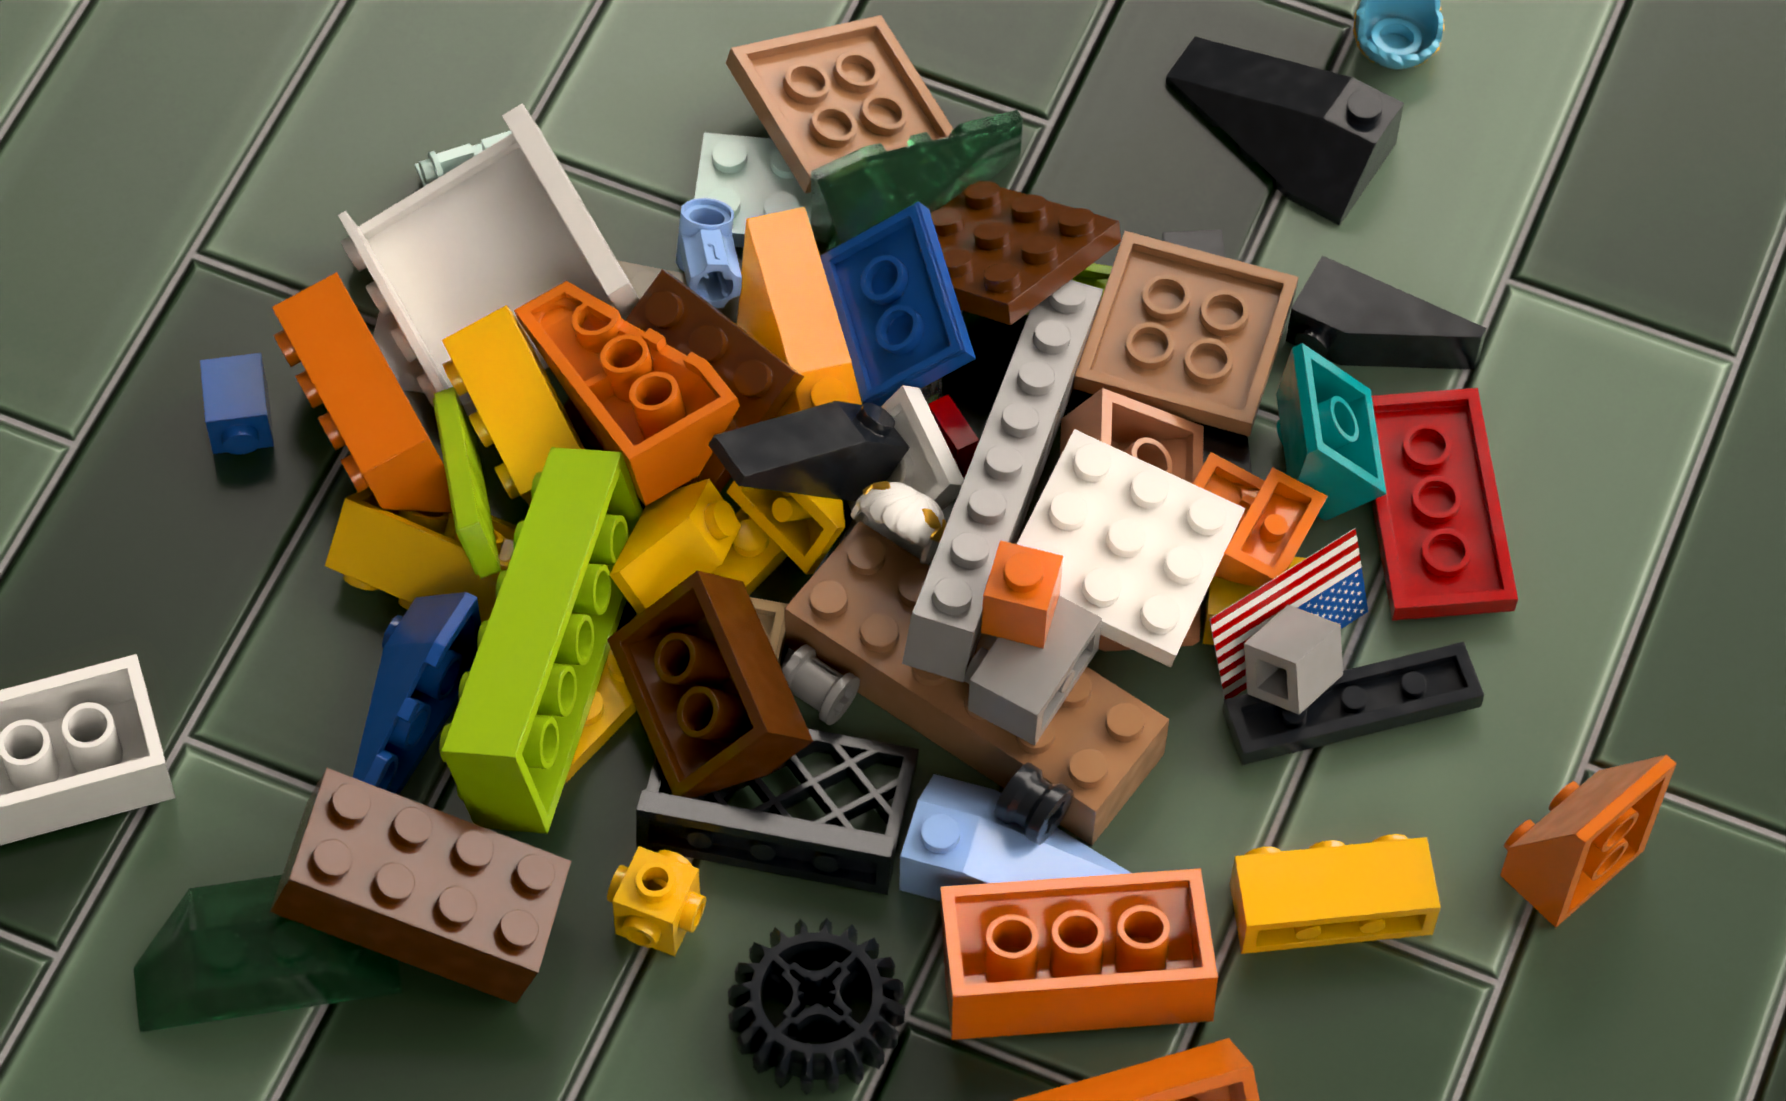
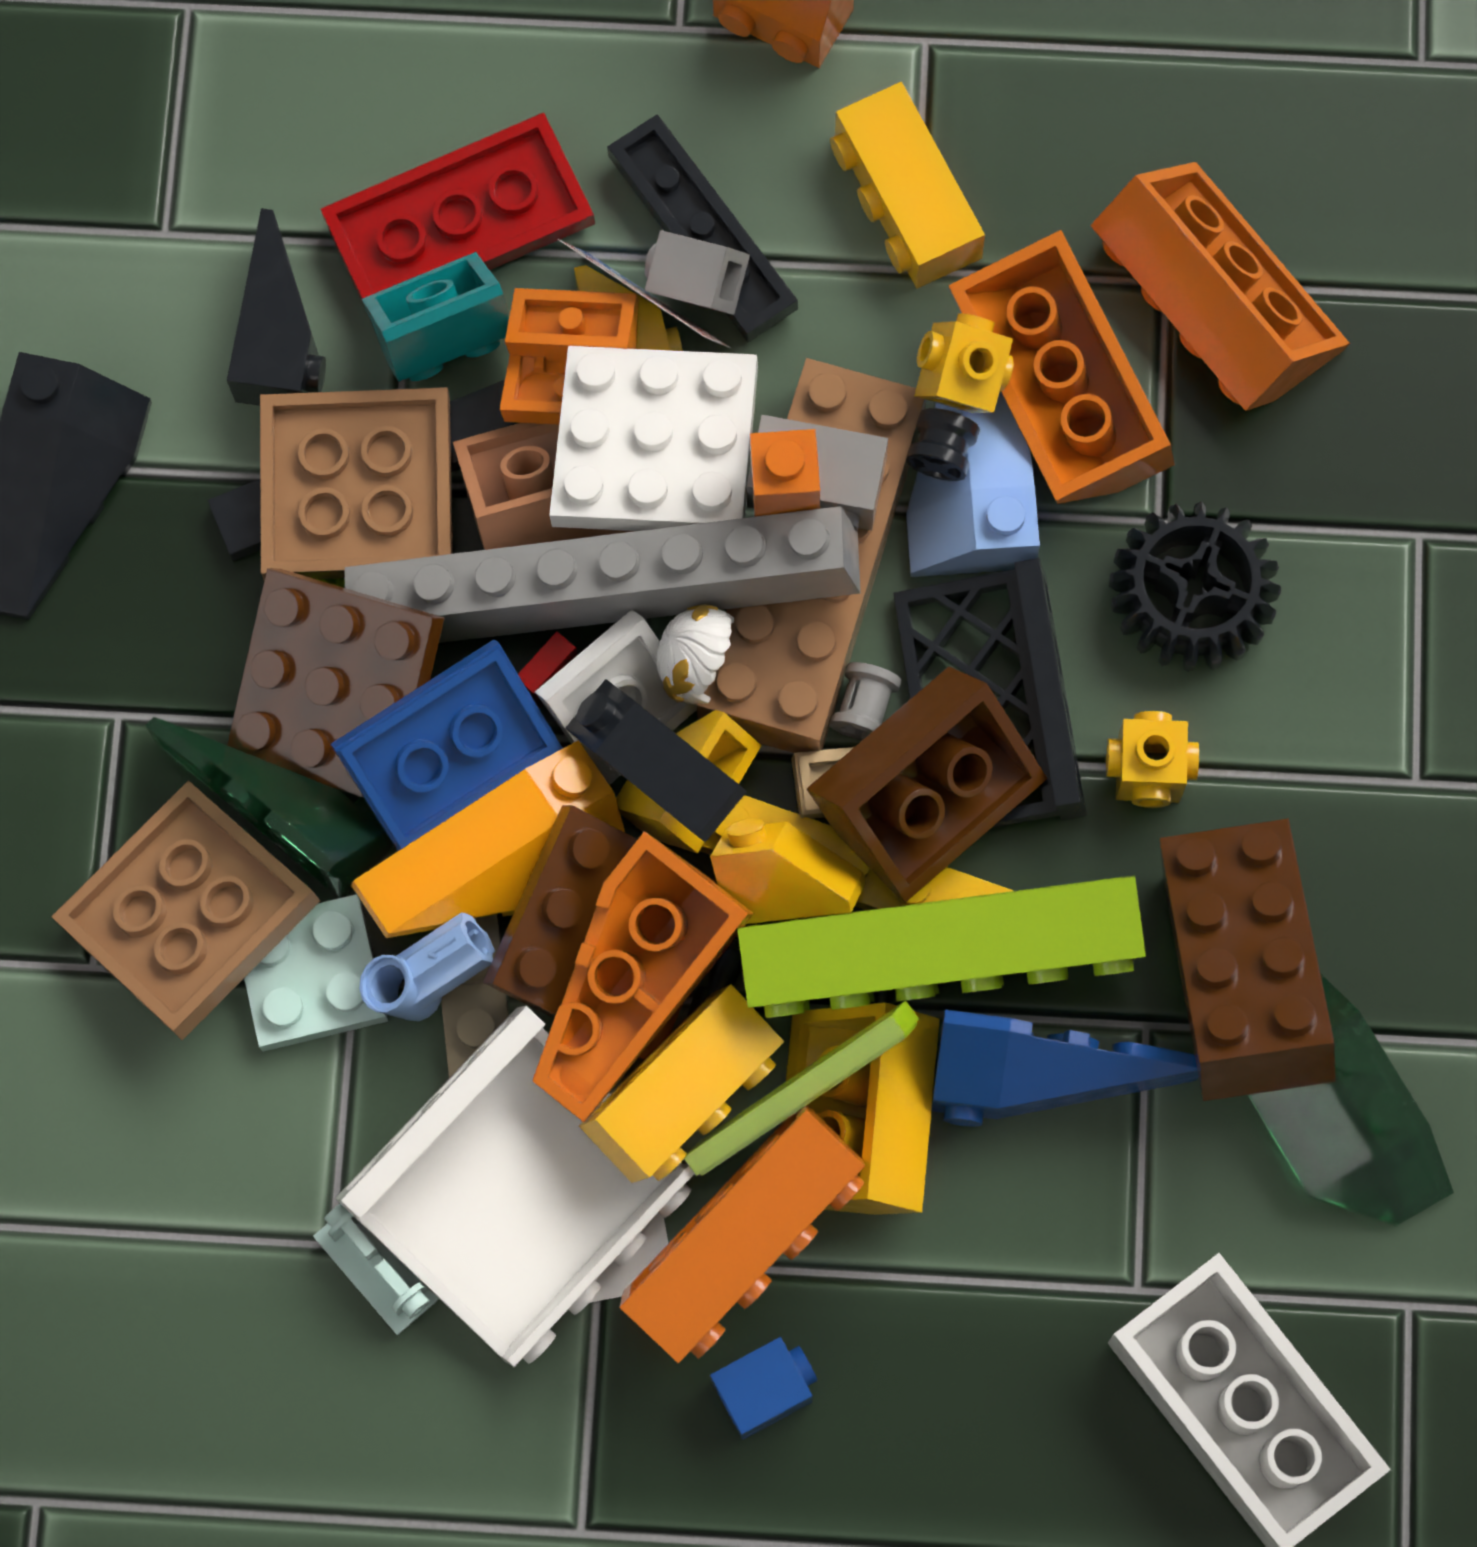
camera: 105 degrees left, 15 degrees up
(1100, 831) = (964, 364): none -> yellow brick

